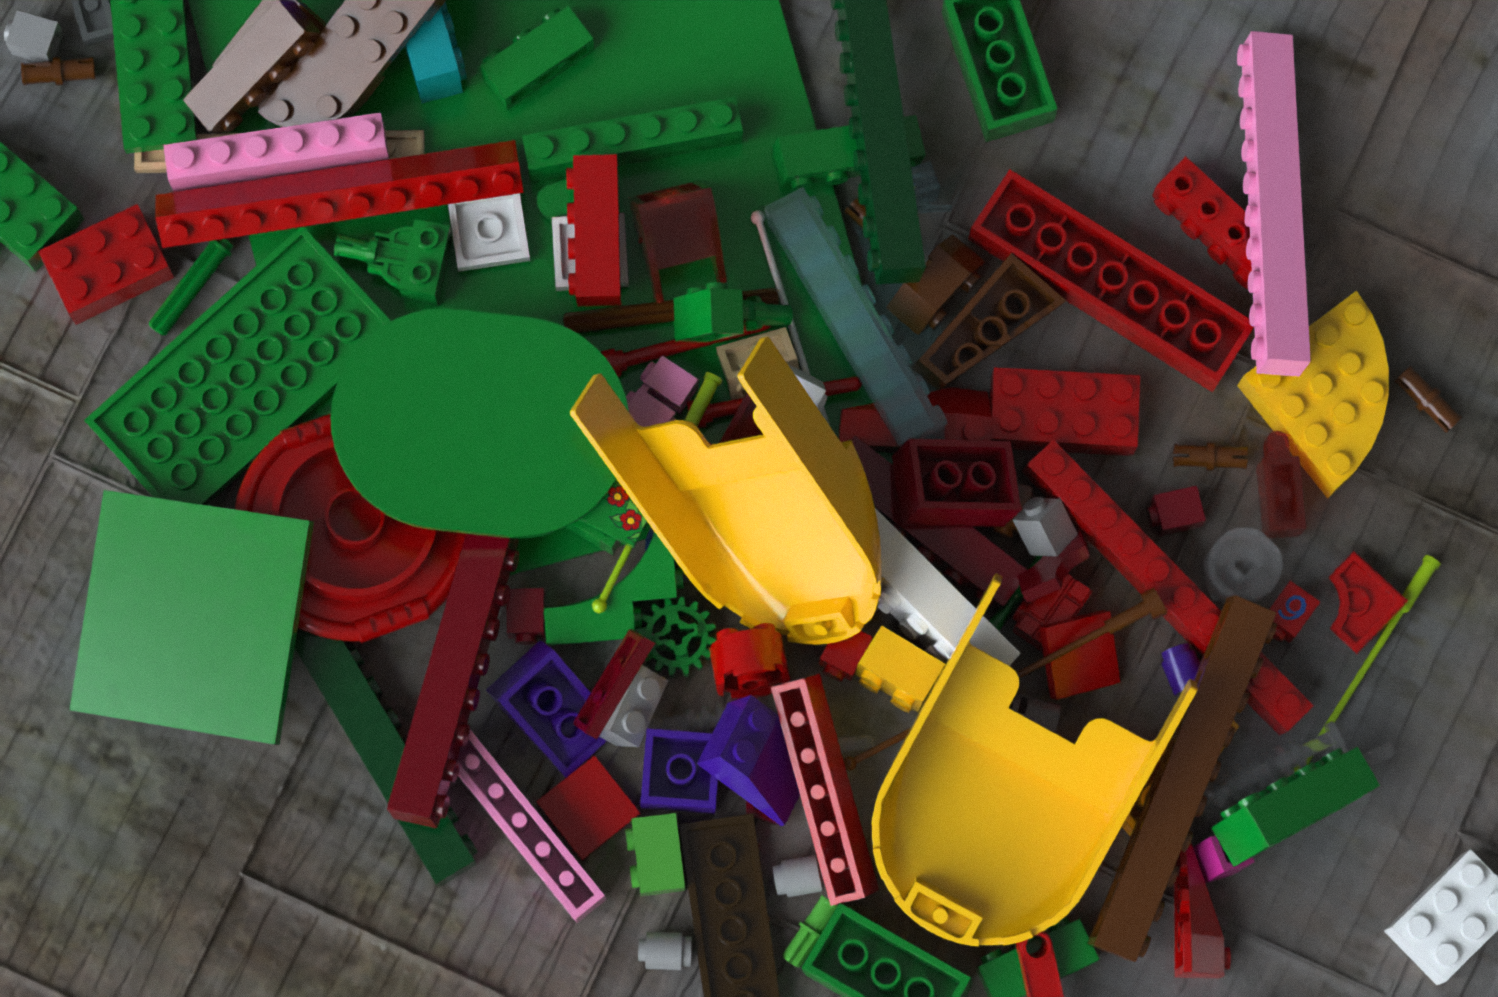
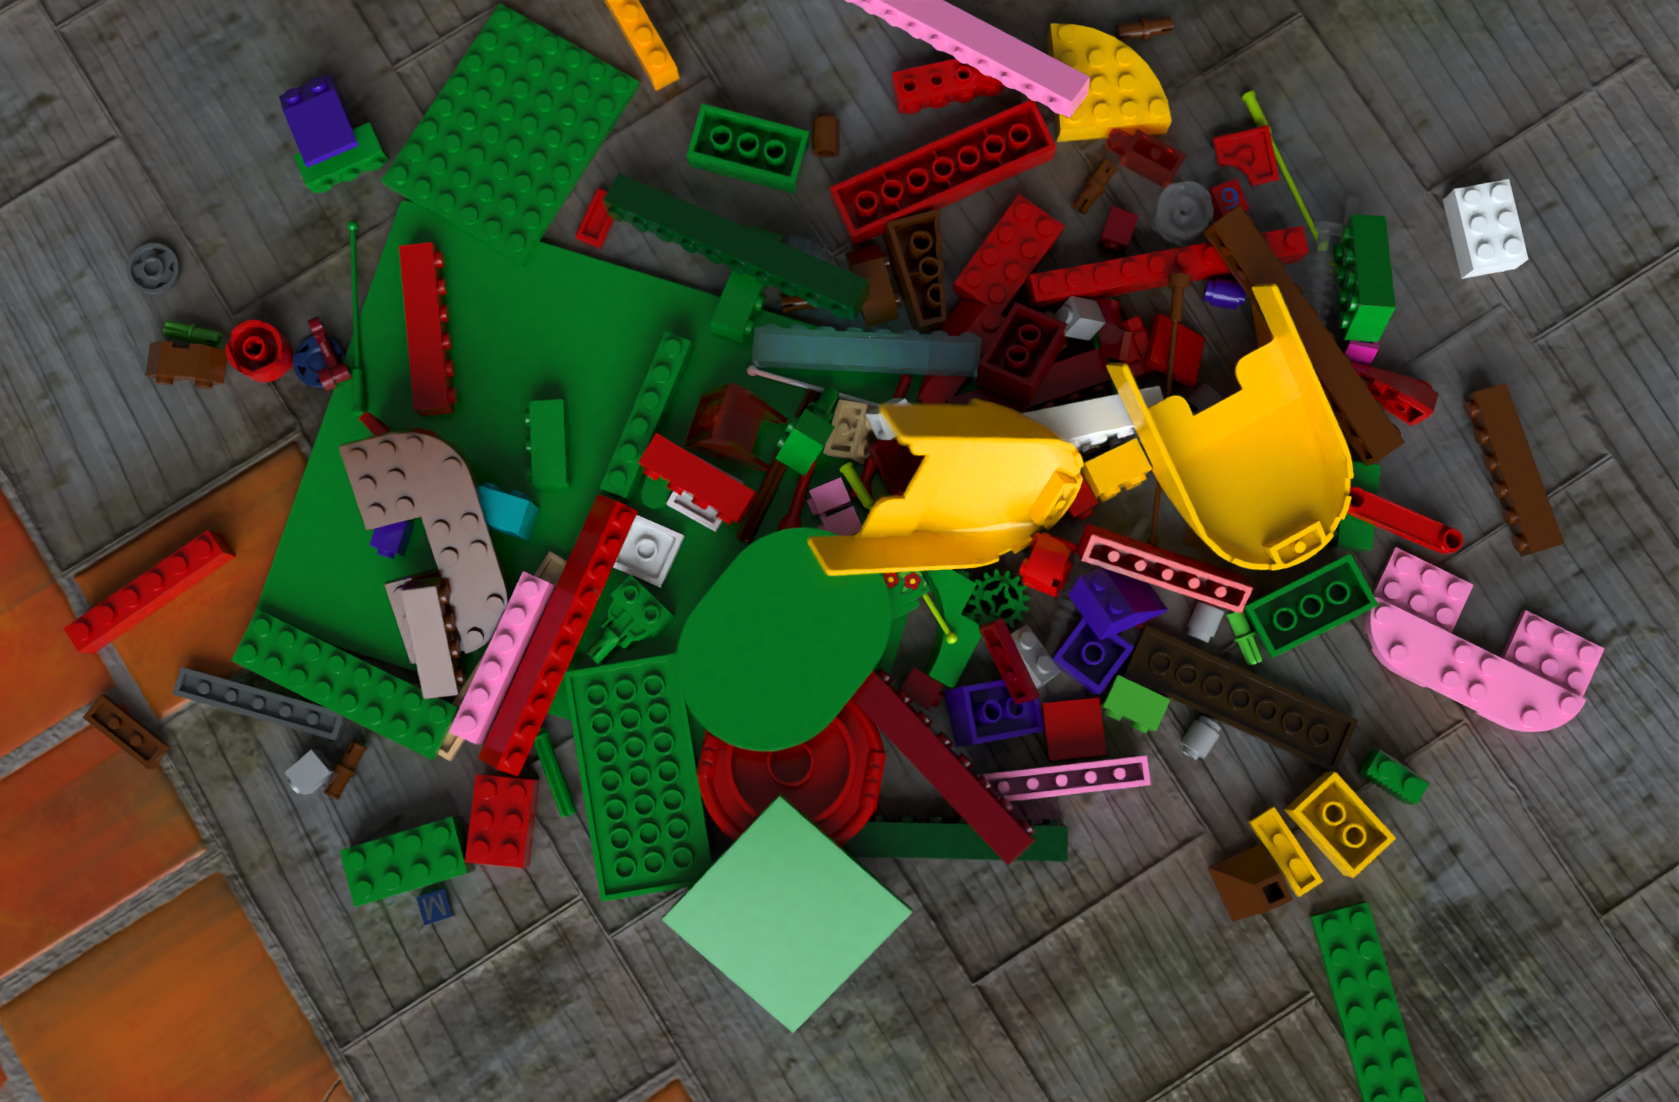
camera: 50 degrees left, 5 degrees up
(1071, 132) = (825, 135): none -> reddish brown brick

